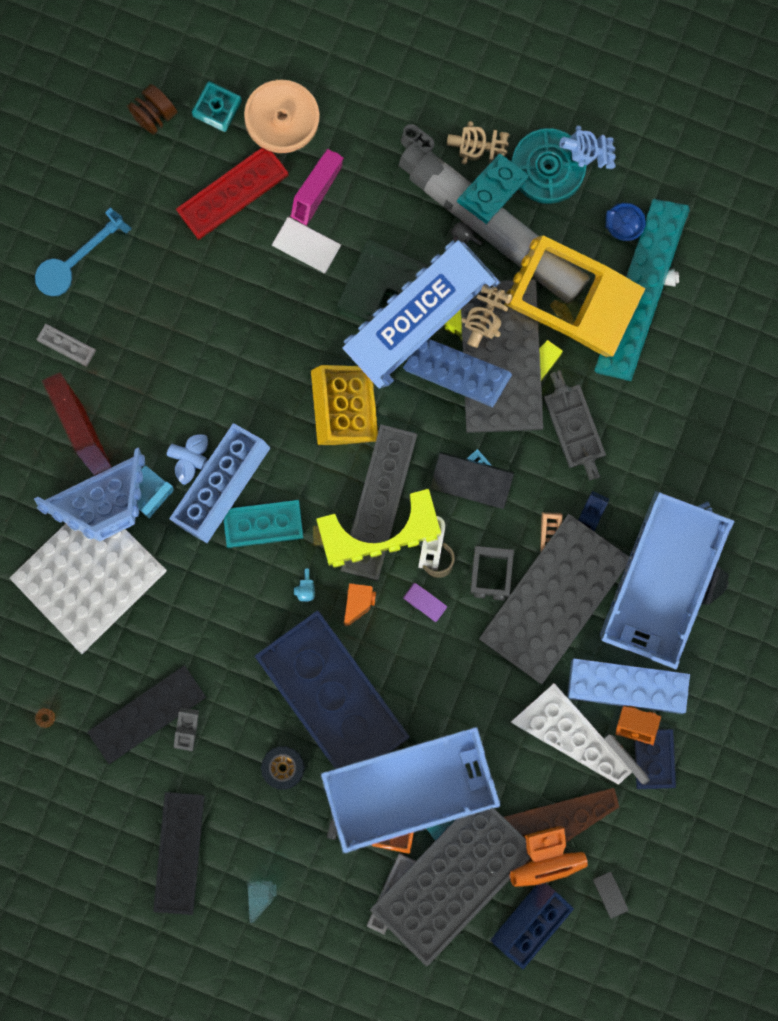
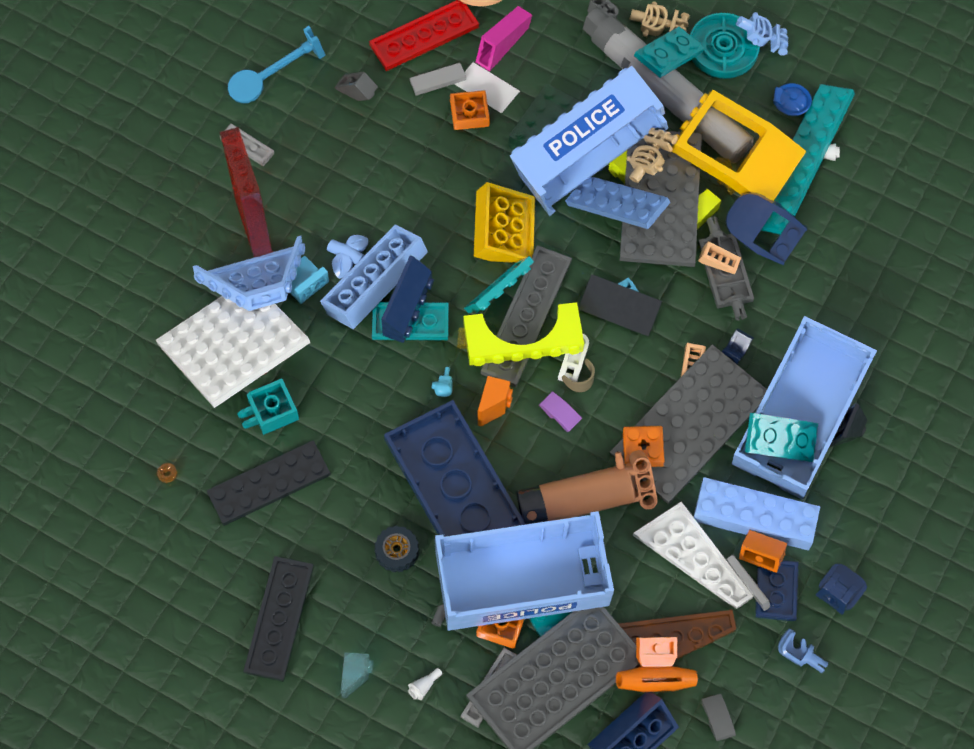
camera: 10 degrees right, 15 degrees down
(125, 636) = (269, 417): none -> teal hinge
(170, 264) = (357, 86): none -> dark grey slope
(186, 729) = (305, 500): dark grey slope -> none
(254, 243) = (437, 79): none -> light grey tile
(257, 508) = (406, 300): none -> dark blue slope
(300, 269) = (479, 112): none -> orange brick
(325, 903) = (421, 686): none -> white cone
(347, 476) = (496, 289): none -> teal plate
(463, 689) = (590, 491): none -> nougat piece
(491, 553) = (632, 374): dark grey window -> none
(504, 644) = (650, 436): none -> orange brick
(550, 417) = (721, 253): none -> light nougat slope
(593, 370) = (749, 216): none -> dark blue slope
(646, 613) = (781, 437): none -> teal piece
(682, 823) = (801, 654): none -> medium blue piece
(716, 751) = (841, 588): none -> dark blue piece

